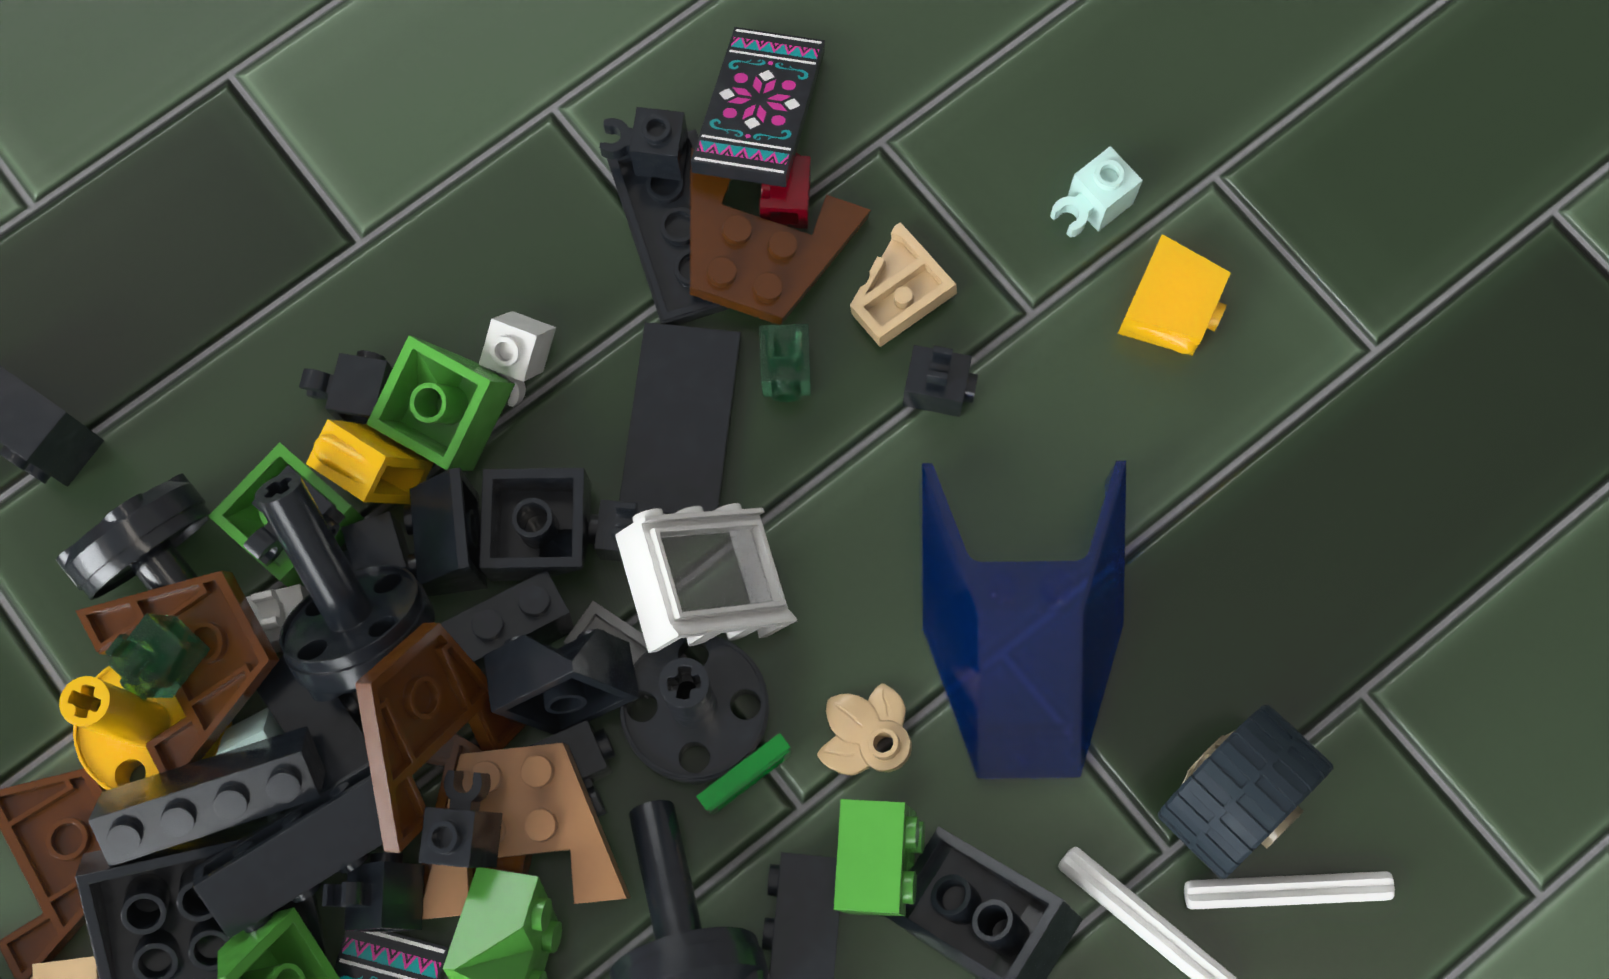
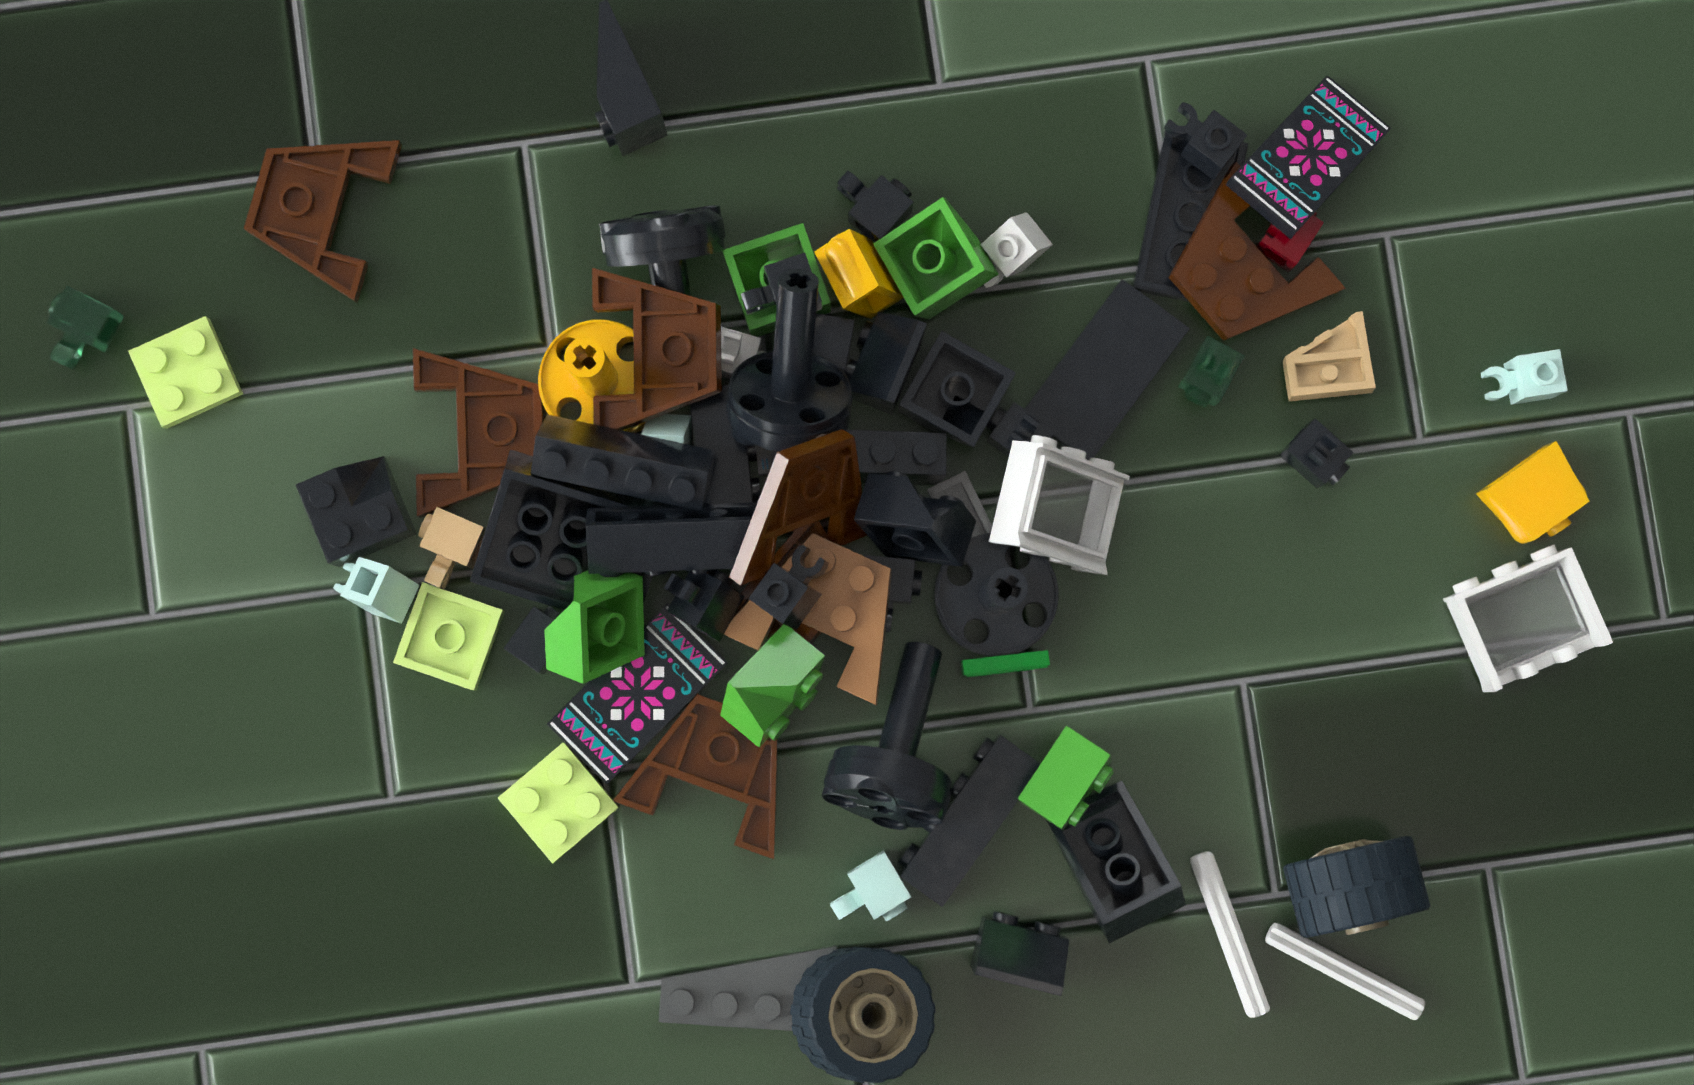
camera: 25 degrees right, 10 degrees up
(156, 656) = (639, 342): clear green brick -> none
(860, 727) = (1105, 678): tan plate -> none
(1023, 641) = (1259, 687): clear blue windscreen -> none
(1242, 421) = (1527, 617): none -> window

